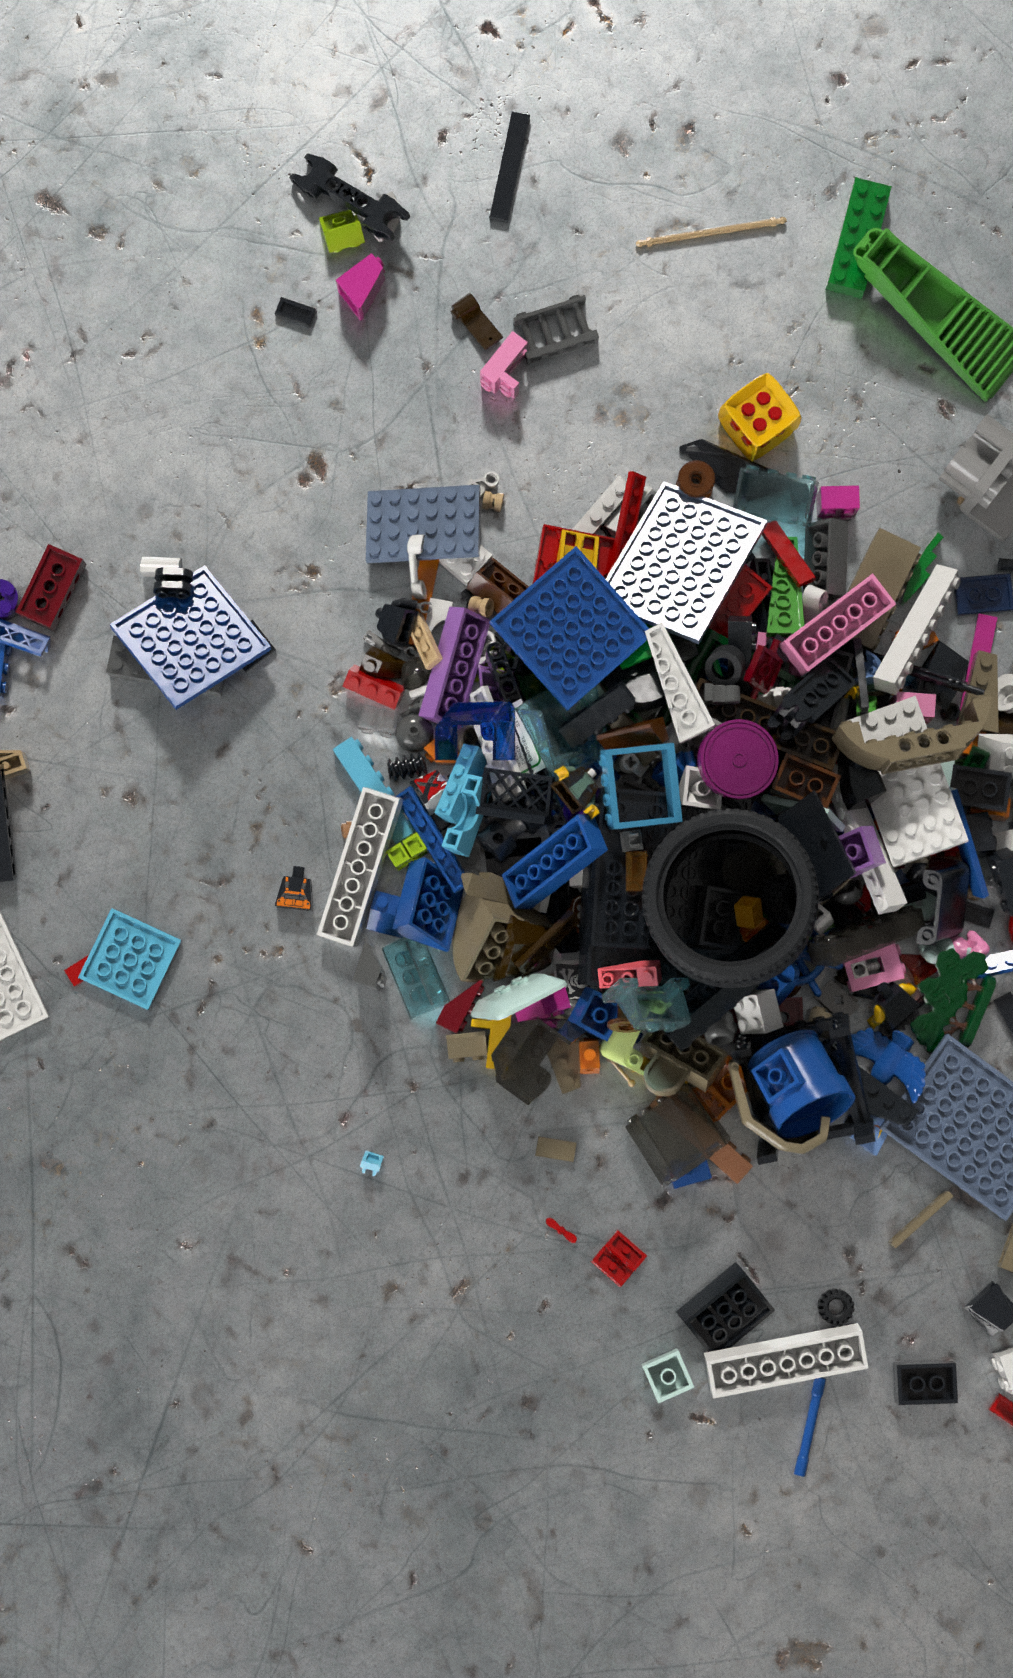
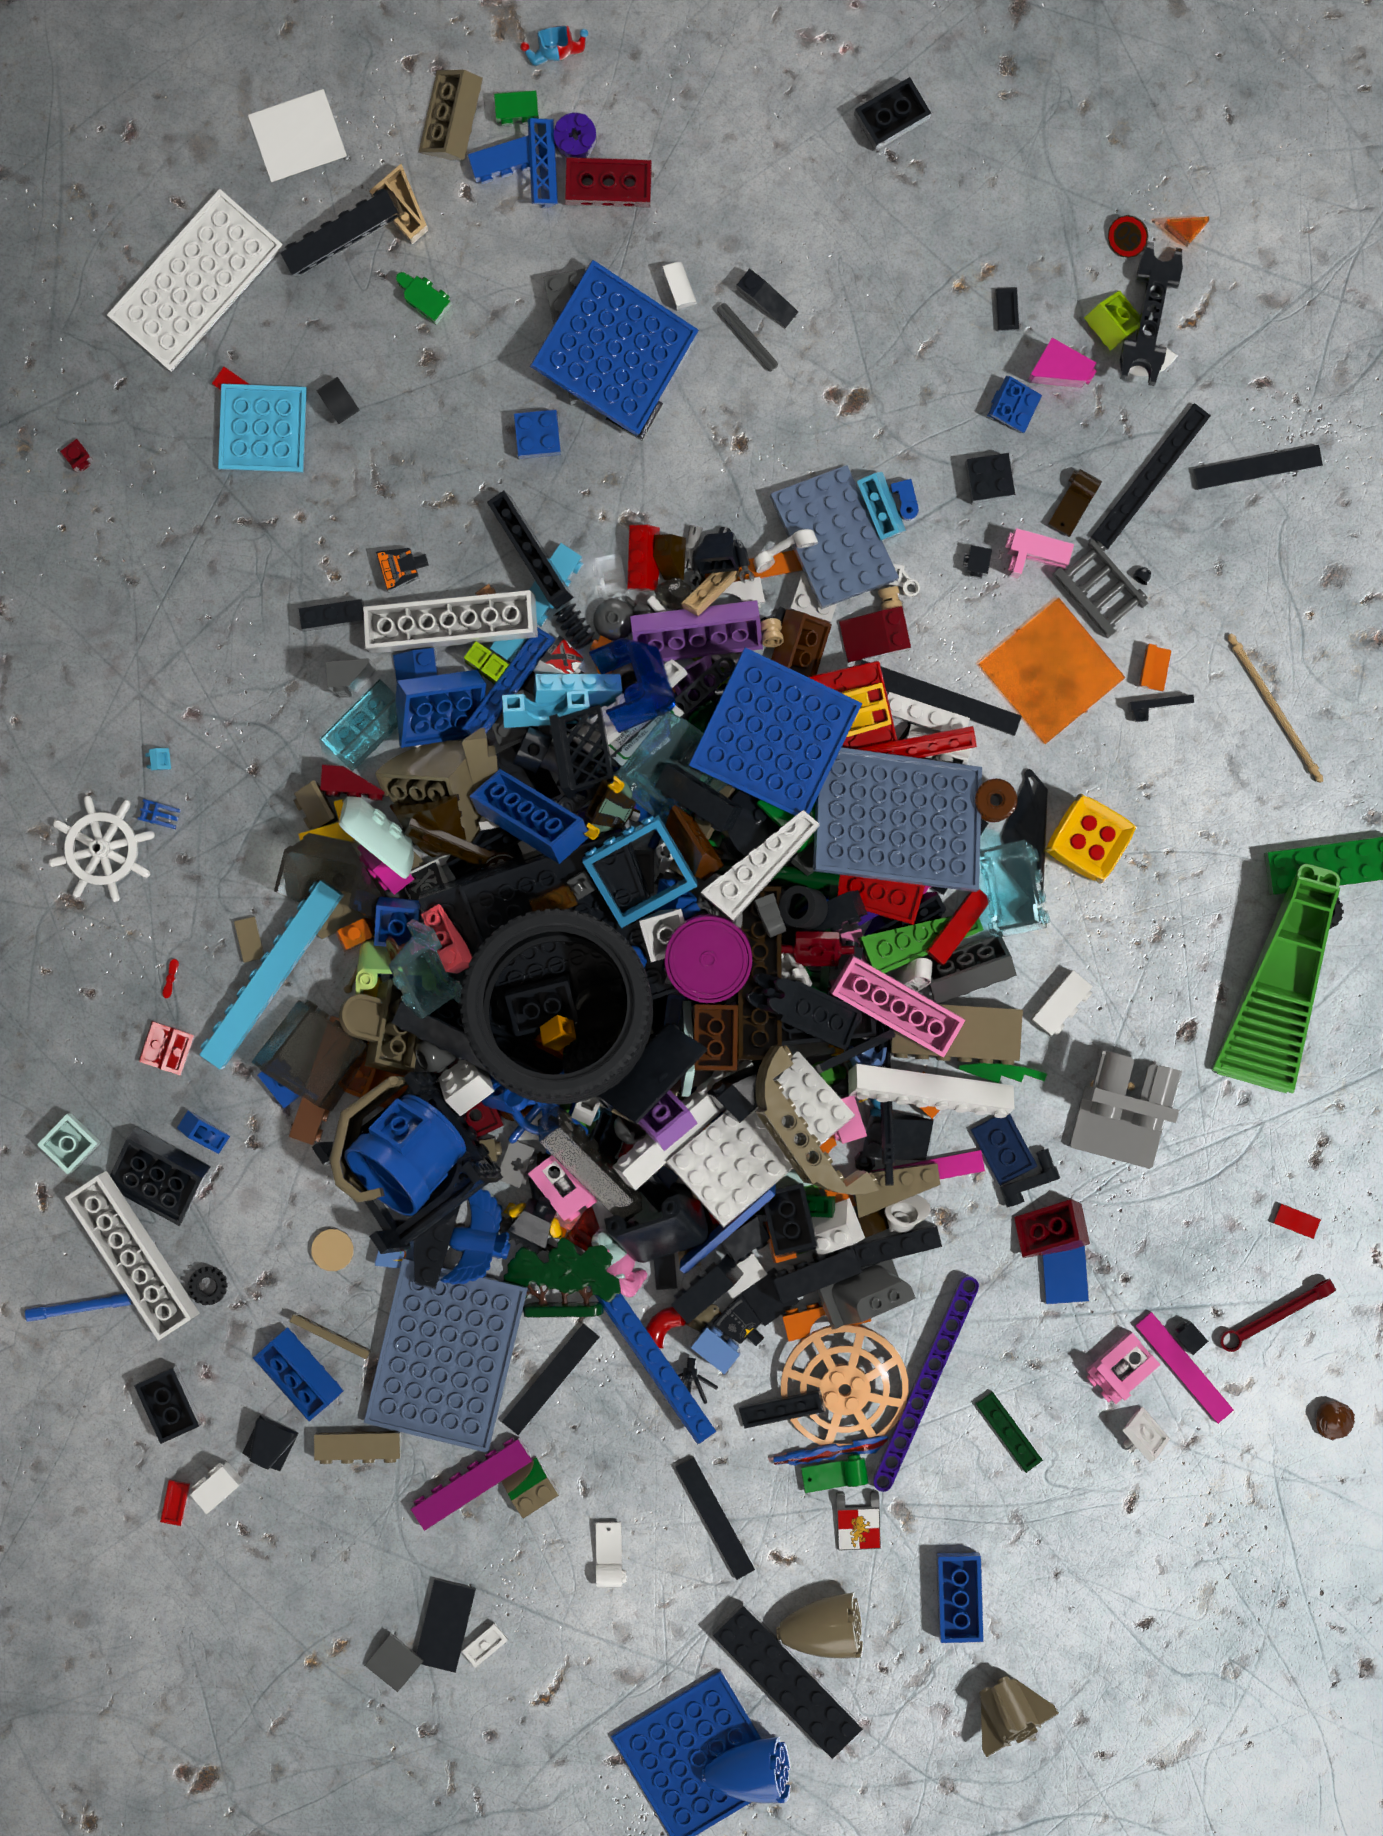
camera: 65 degrees right, 5 degrees up
(79, 779) = (424, 297): none -> green hinge
(85, 1125) = (77, 456): none -> dark red bracket
(96, 336) = (892, 113): none -> black brick
(134, 885) = (338, 400): none -> black piece
(173, 582) = (659, 316): black brick -> none
(202, 500) = (766, 298): none -> black slope
(227, 528) = (747, 336): none -> dark grey axle
(234, 732) = (537, 434): none -> blue brick
(278, 191) = (1128, 236): none -> piece
(292, 144) = (1186, 228): none -> clear orange slope
(312, 964) = (331, 615): none -> black brick
(328, 775) = (530, 549): none -> black brick
(375, 337) = (1014, 404): none -> blue plate
(410, 1192) = (156, 813): none -> blue arm
(413, 476) = (881, 505): none -> medium azure brick
(416, 454) = (907, 499): none -> blue leg
(427, 1243) = (101, 848): none -> white piece
(428, 380) = (990, 478): none -> black brick
(480, 253) = (1151, 476): none -> black tile
(492, 418) = (977, 561): none -> black brick
(517, 524) = (875, 634): none -> dark red slope
(559, 292) = (1142, 575): none -> black hinge
(591, 493) = (950, 701): none -> black tile
(594, 1141) = (271, 974): none -> medium azure brick
(606, 396) = (1051, 671): none -> clear orange piece
(638, 314) = (1154, 668): none -> orange panel
(668, 337) = (1141, 708): none -> black hinge
(703, 1256) = (203, 1132): none -> blue arch
(837, 502) = (1035, 956): dark pink brick -> none
(847, 1187) = (332, 1250): none -> tan tile
(883, 498) = (1062, 1003): none -> white brick
(942, 1260) = (298, 1374): none -> blue slope

